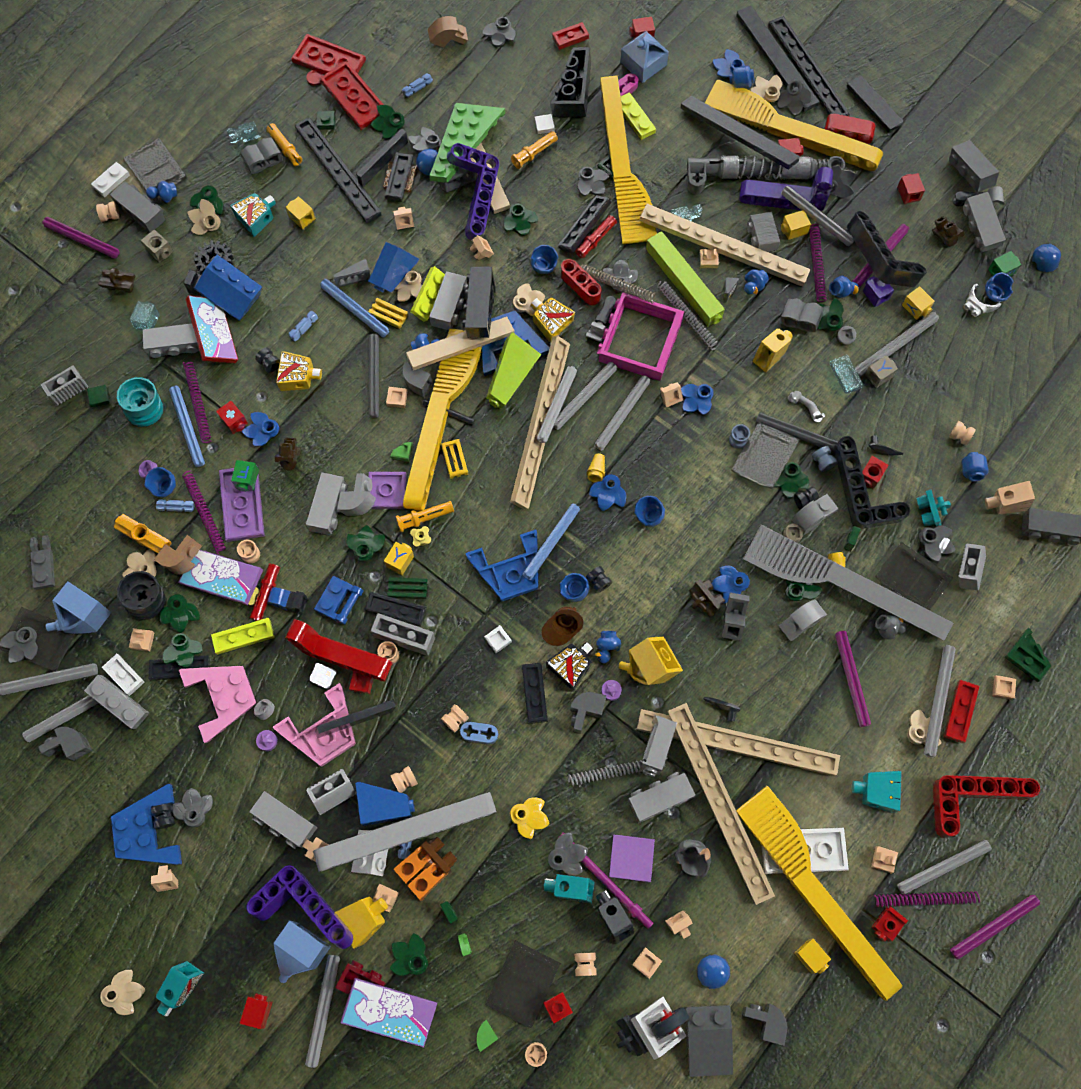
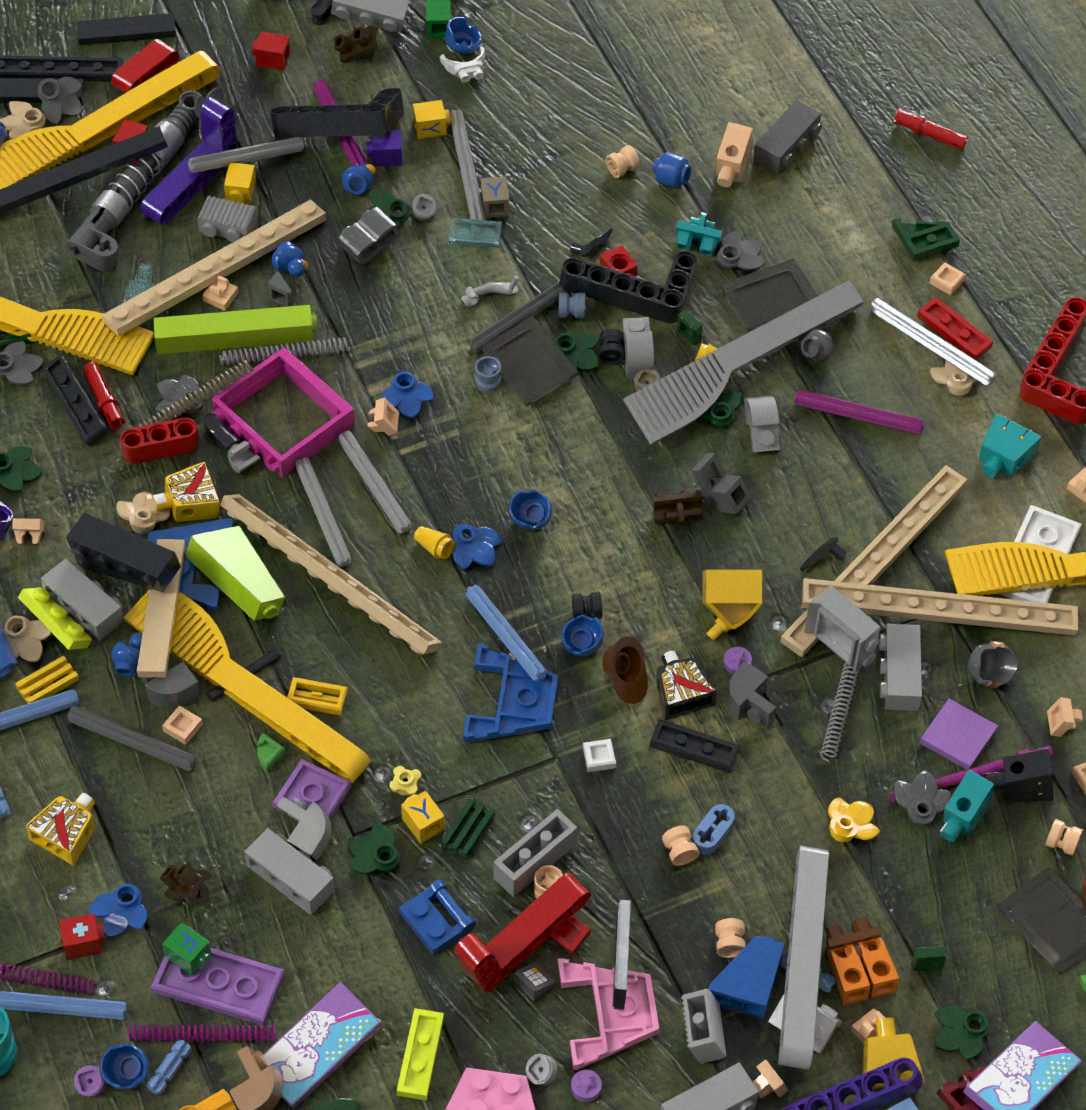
camera: 65 degrees left, 15 degrees down
(248, 547) = (300, 989): light nougat wheel -> none
(265, 589) = (396, 1023): red pin -> none
(268, 360) = (27, 853): black wheel -> none
(287, 600) = (401, 976): leg -> none
(395, 608) = (479, 861): black tile -> none
(414, 516) = (377, 774): light orange pin -> none
(464, 944) = (978, 962): bright green tile -> none
(544, 259) = (99, 464): blue hair -> none
(556, 404) = (319, 544): light grey axle -> none
(606, 642) = (675, 633): blue animal -> none
(727, 582) = (671, 477): blue plate -> none
(777, 343) = (395, 274): yellow torso -> none
(818, 295) = (276, 175): magenta piece -> none
(972, 567) = (793, 231): light grey brick -> none

